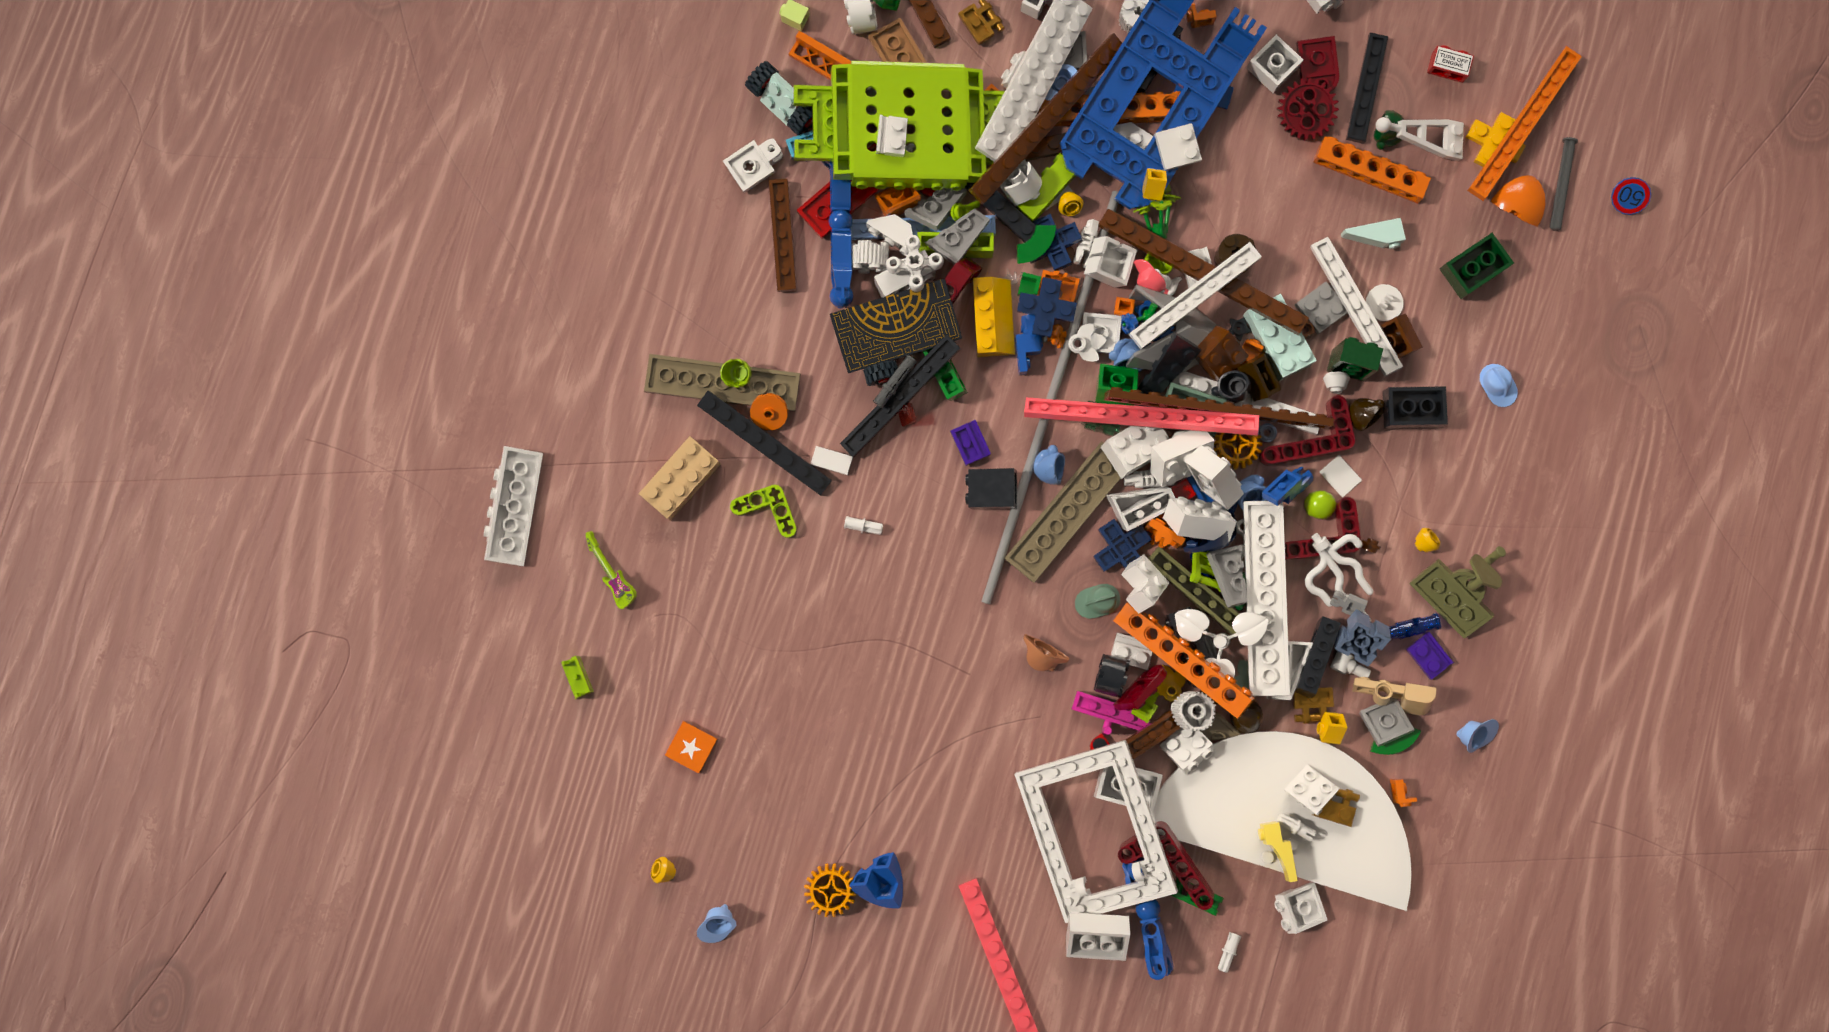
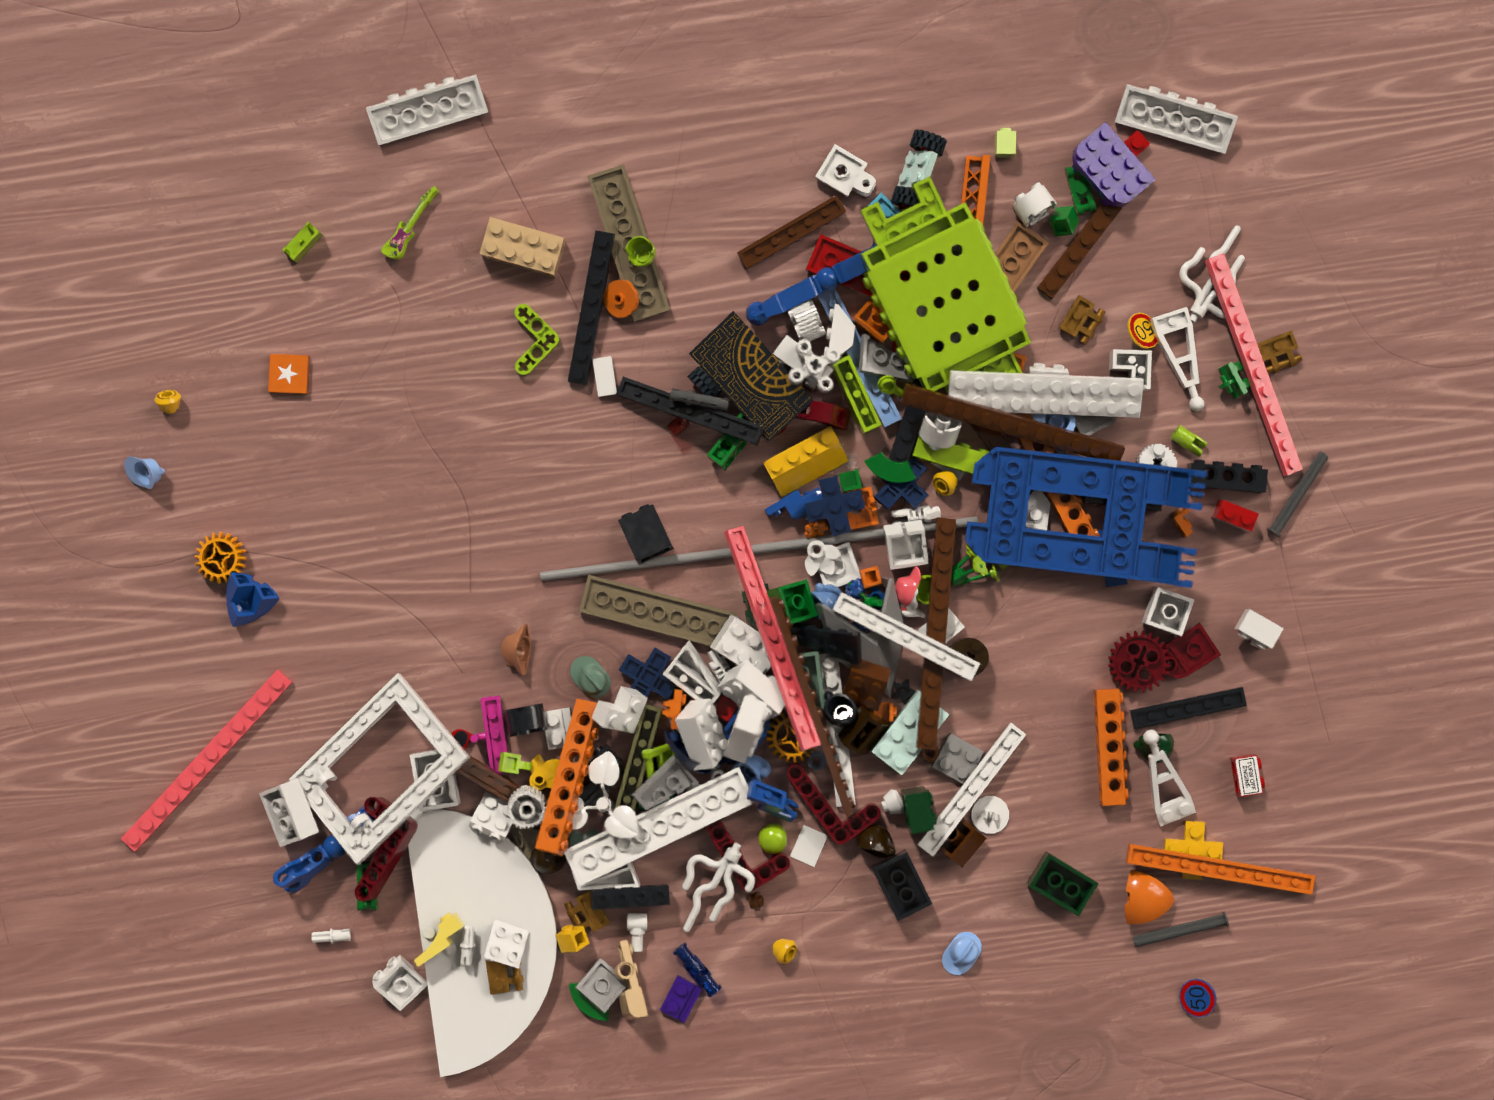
camera: 65 degrees right, 5 degrees up
(863, 525) = (558, 433): white axle -> none
(891, 136) = (922, 289): white plate -> none
(958, 238) = (859, 395): light grey wing -> none
(970, 442) = (679, 494): dark purple plate -> none
(1049, 465) = (691, 576): medium blue piece -> none
(1141, 689) = (526, 751): dark red plate -> none
(1154, 184) = (994, 551): yellow brick -> none
(1178, 147) = (1042, 557): white plate -> none
(1348, 603) = (691, 907): light grey plate -> none
(1362, 637) = (665, 929): sand blue brick -> none
(1379, 234) = (1052, 783): light aqua slope -> none
(1398, 791) = (545, 1024): orange bracket -> none
(1457, 598) = (743, 998): olive plate -> none
(1478, 734) = (628, 1072): light blue piece -> none

